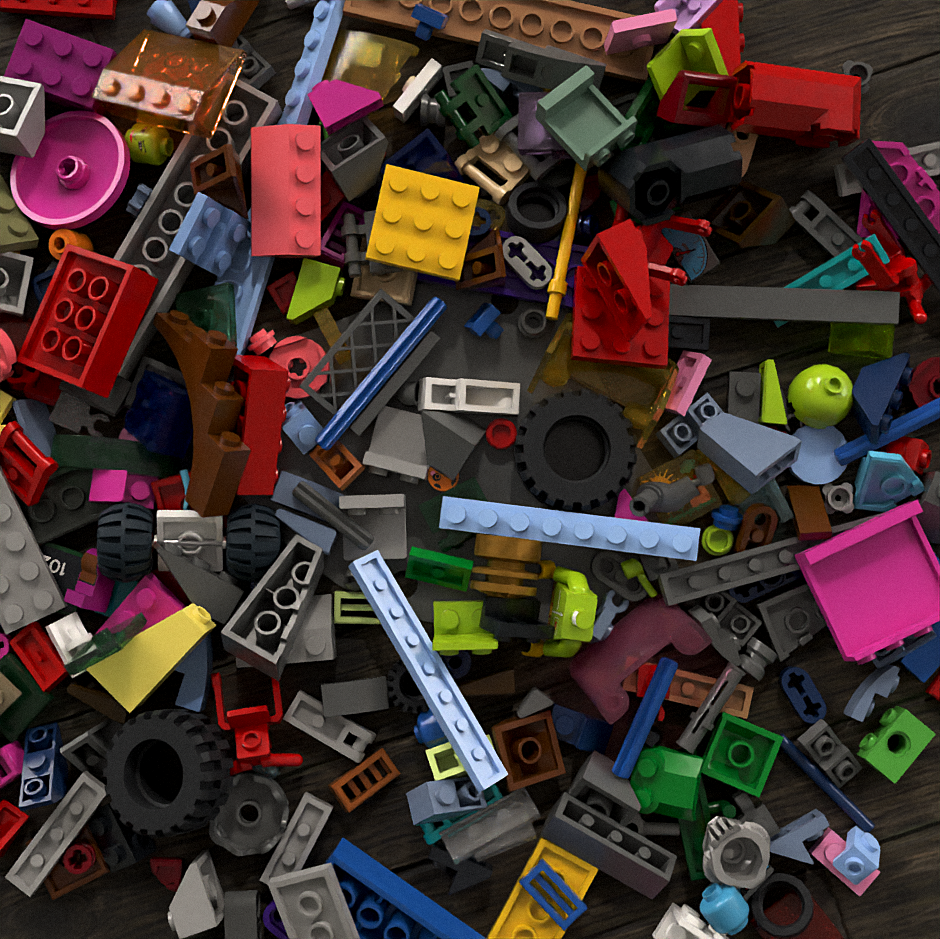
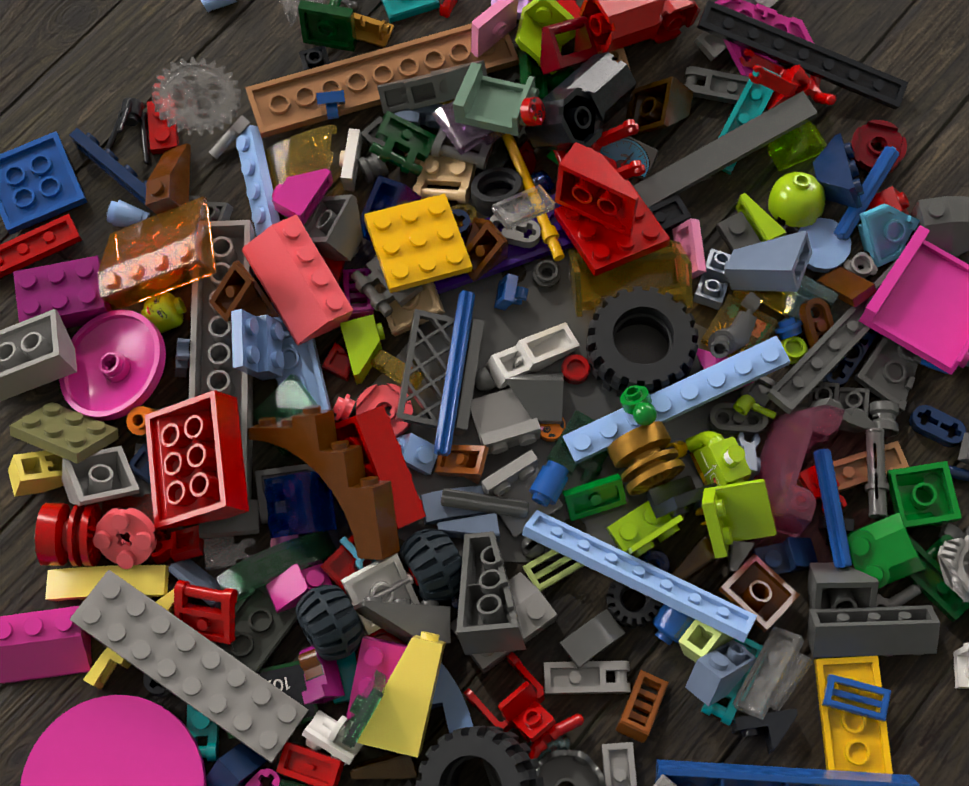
camera: 30 degrees left, 15 degrees down
(402, 533) = (549, 483): none -> blue brick
(527, 510) = (638, 402): none -> green plate
(546, 247) = (523, 207): none -> clear plate
(552, 669) = (737, 514): none -> lime bracket
(610, 158) = (532, 111): none -> red tile

